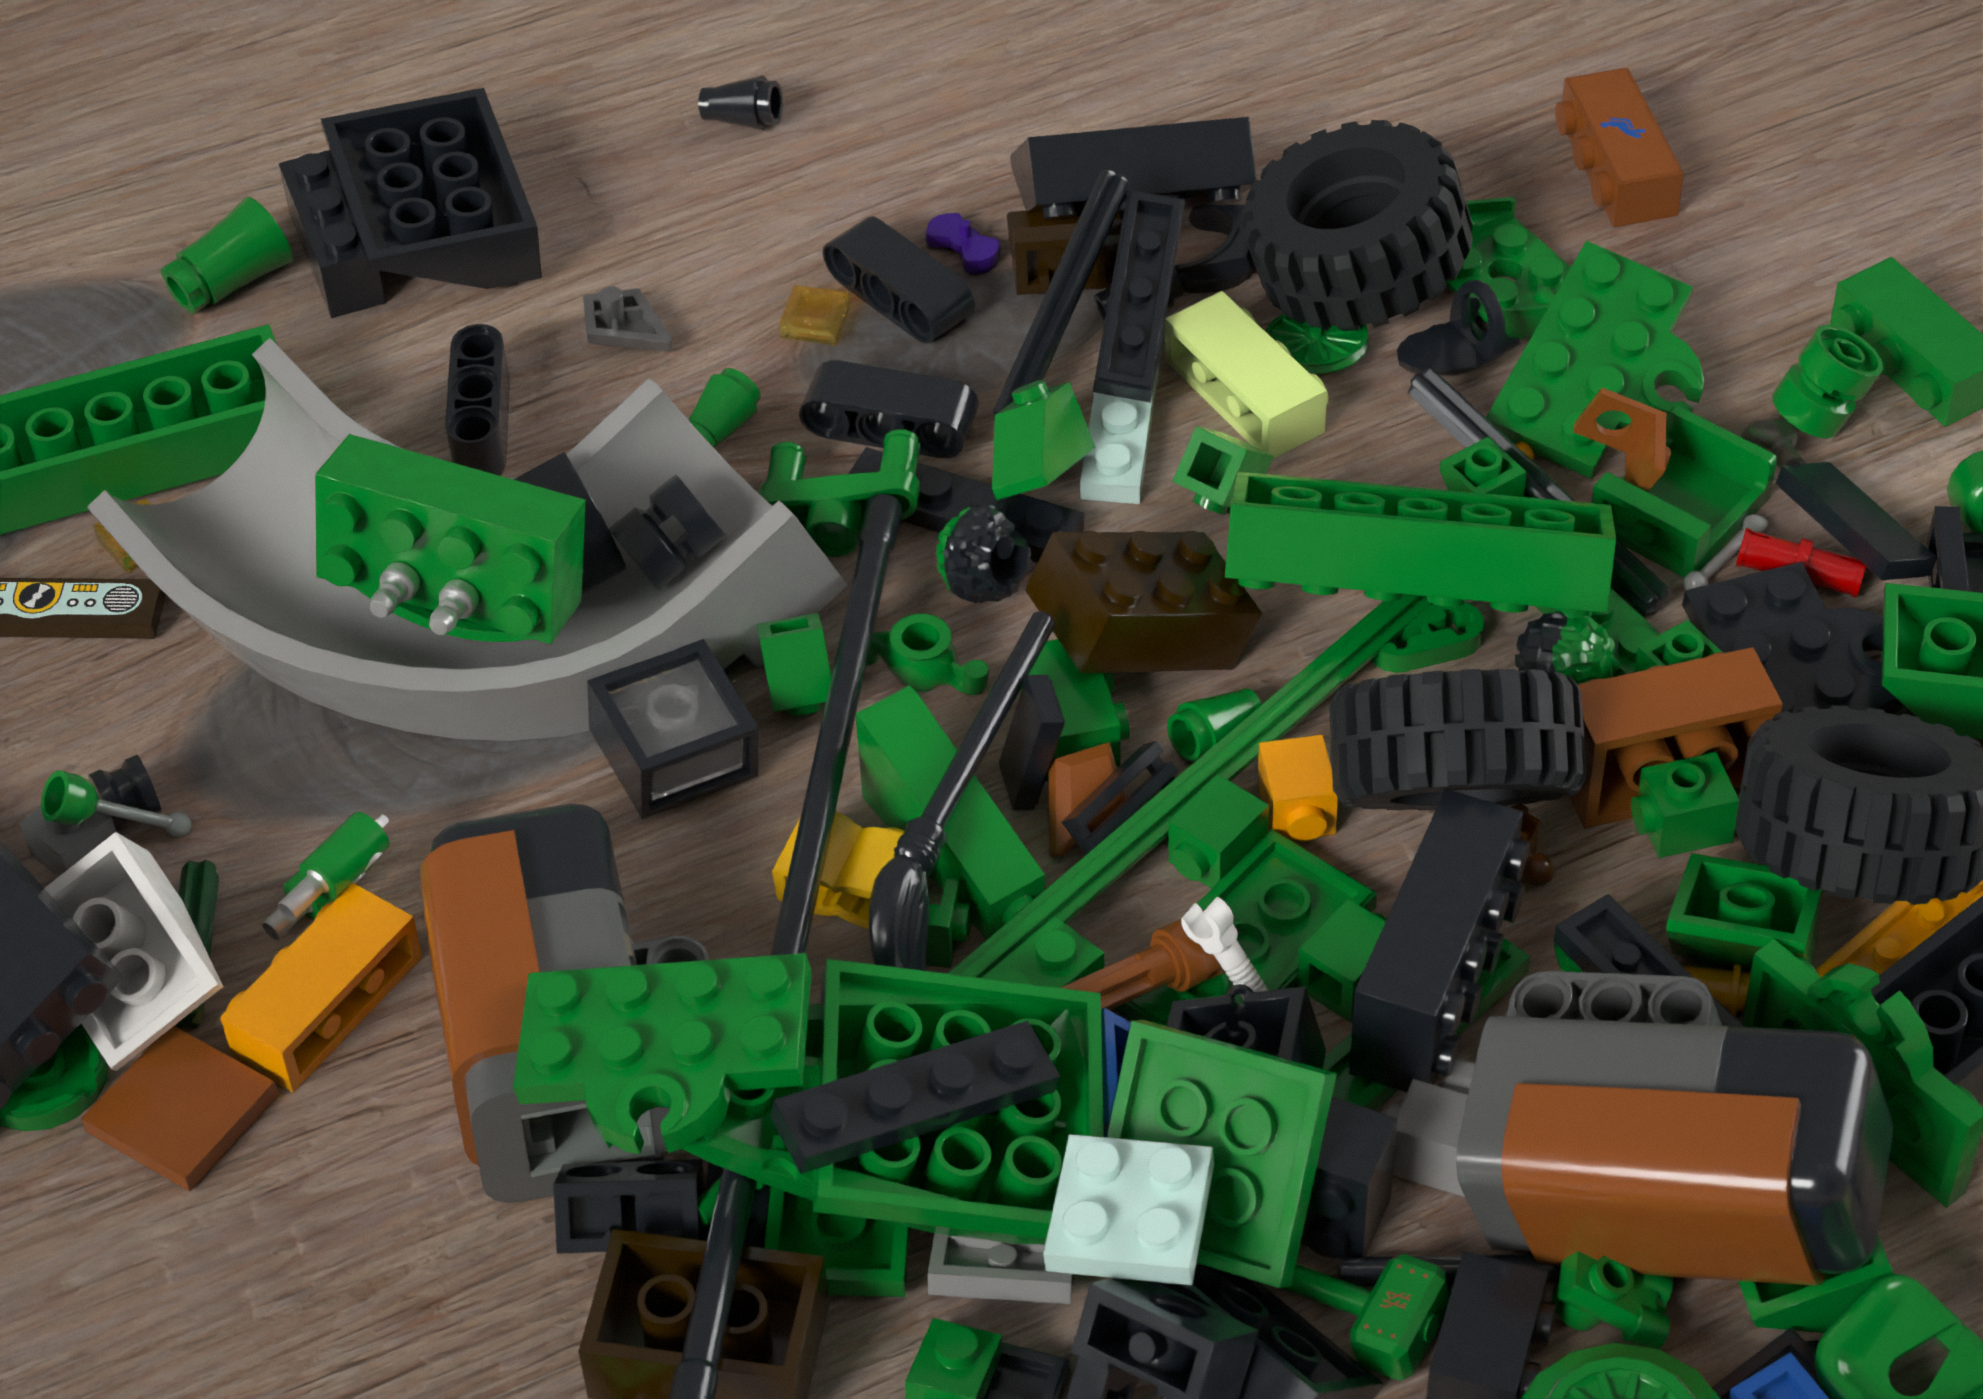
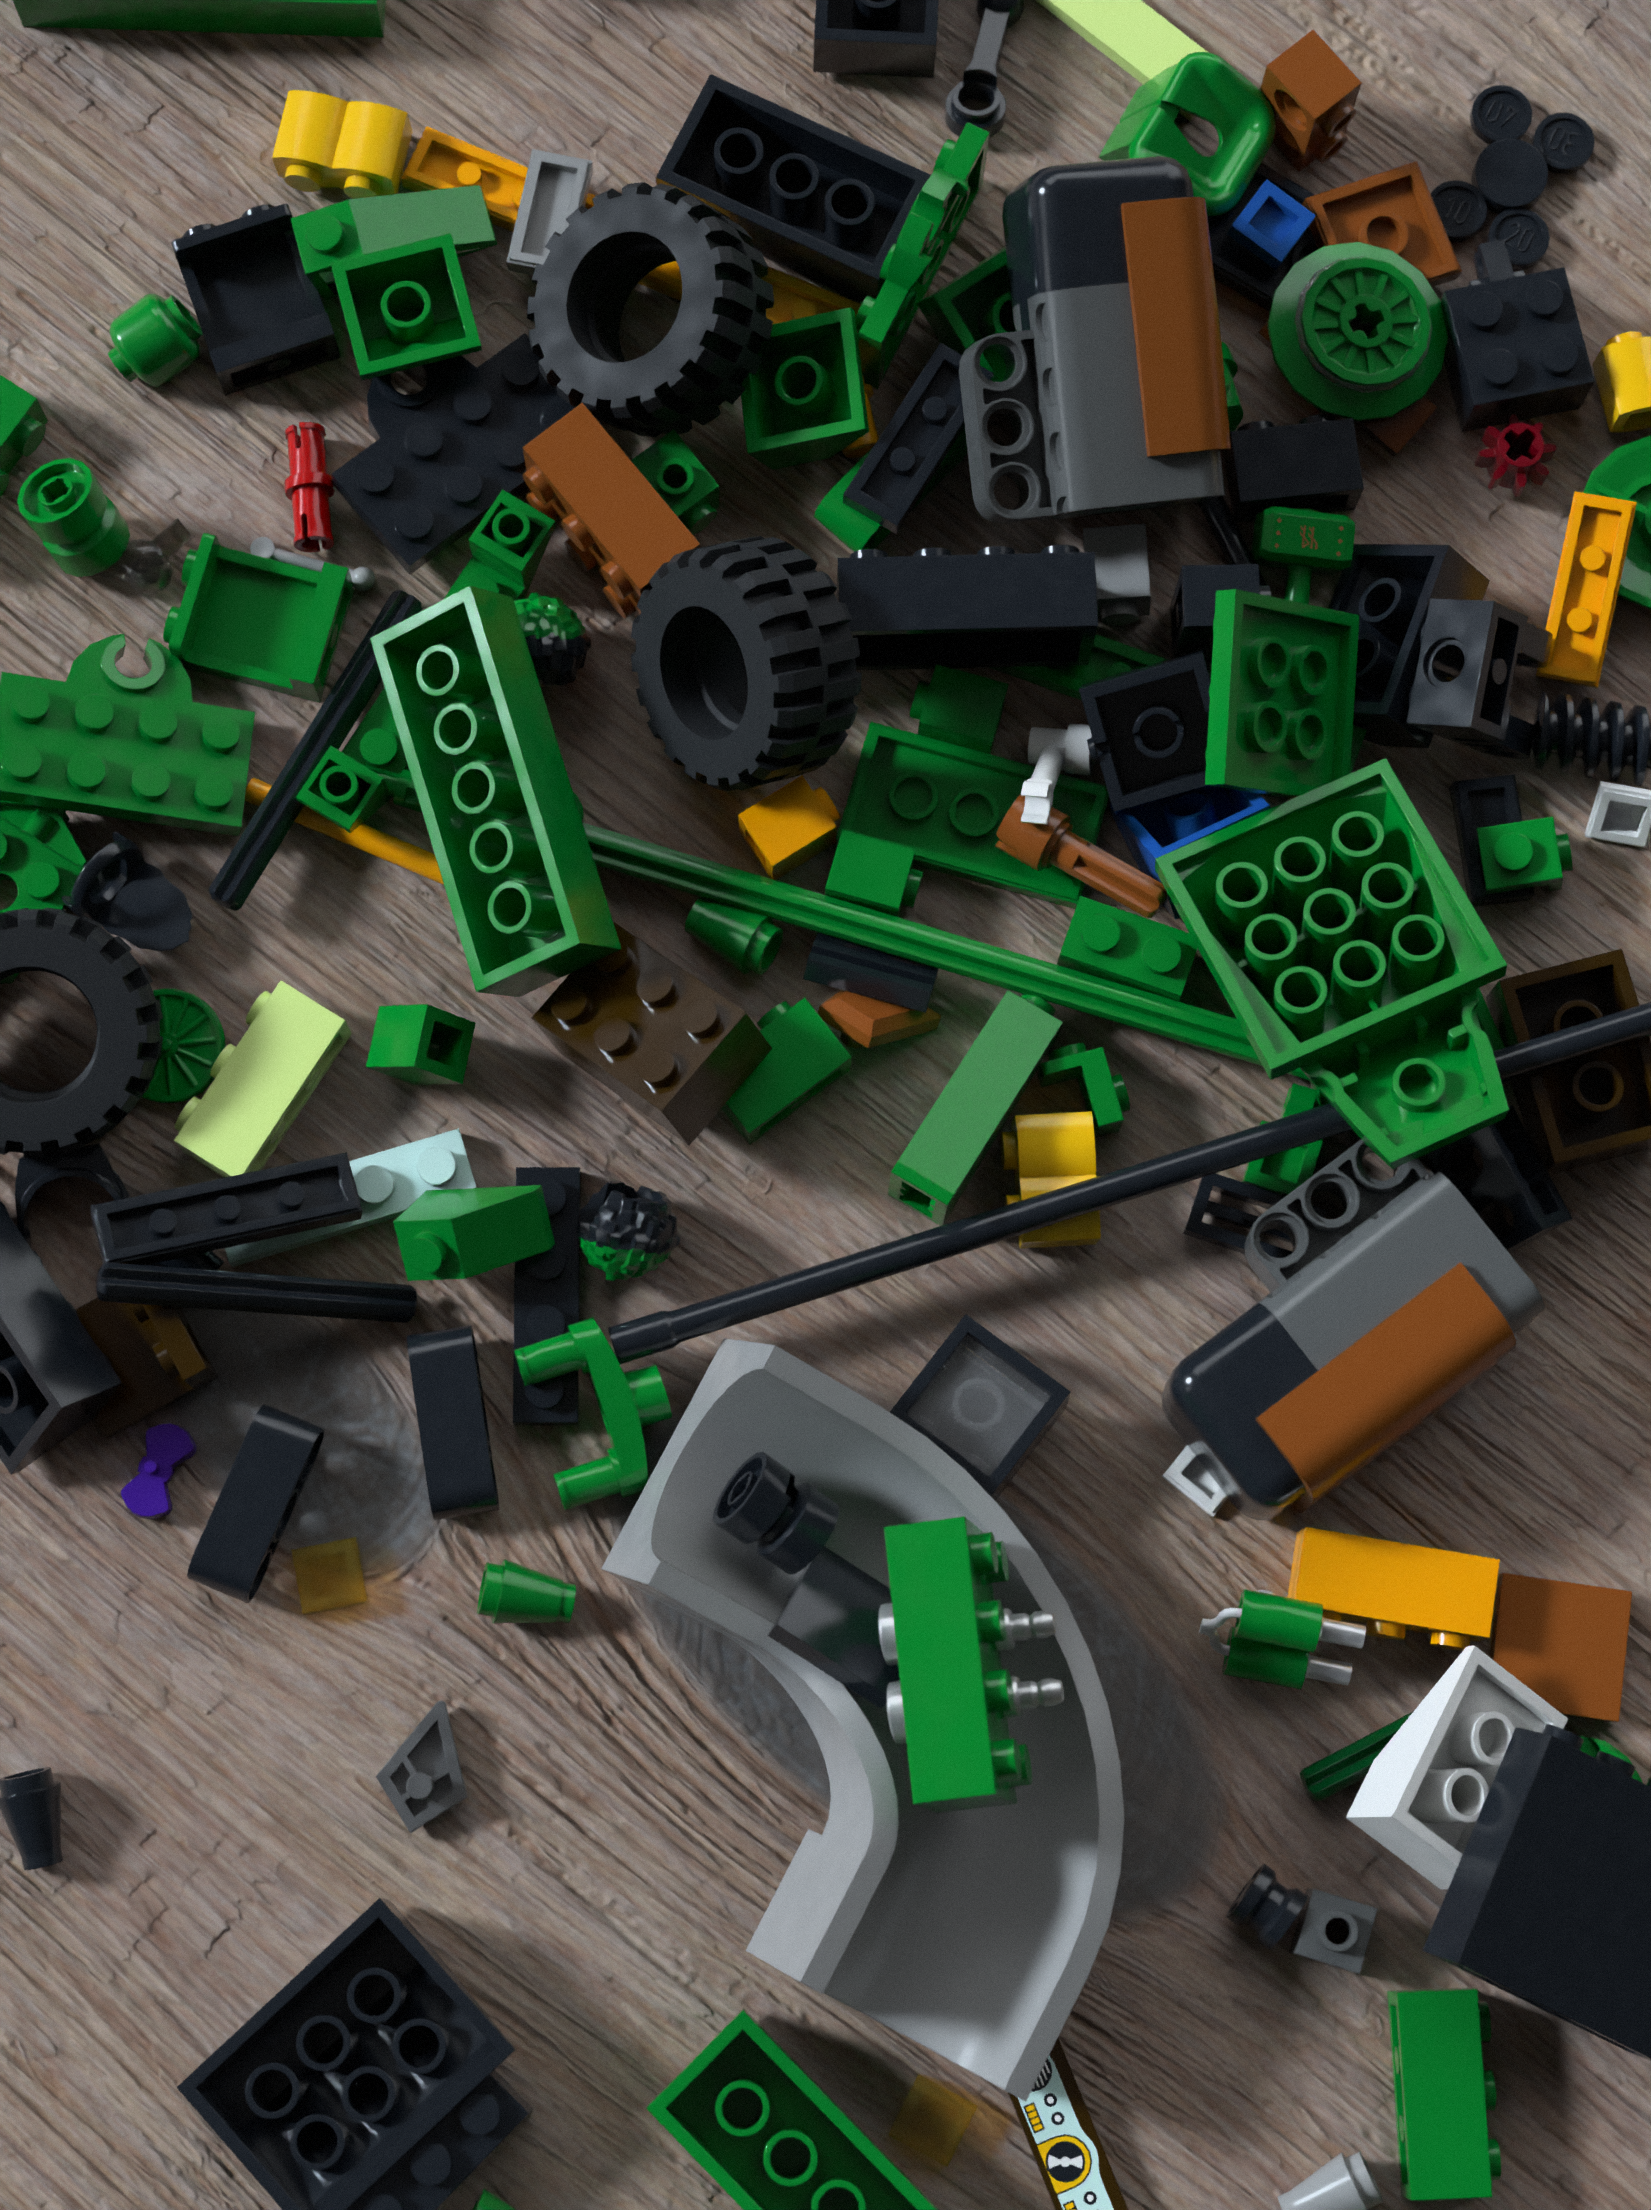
camera: 120 degrees left, 30 degrees up
(72, 799) = (1340, 1912): green hinge -> none
(478, 399) = (586, 1852): black beam -> none
(663, 1040) = (1431, 1156): green plate -> none
(795, 663) = (848, 1335): green brick -> none
(900, 890) = (1108, 1082): black piece -> none
(913, 1096) = (1370, 935): black plate -> none
(924, 657) = (774, 1225): green piece -> none
(1031, 742) = (861, 1067): black tile -> none
(1129, 1209) = (1378, 731): light aqua plate -> none
(1641, 440) = (247, 655): dark orange bracket -> none
(1856, 521) = (242, 449): black tile -> none

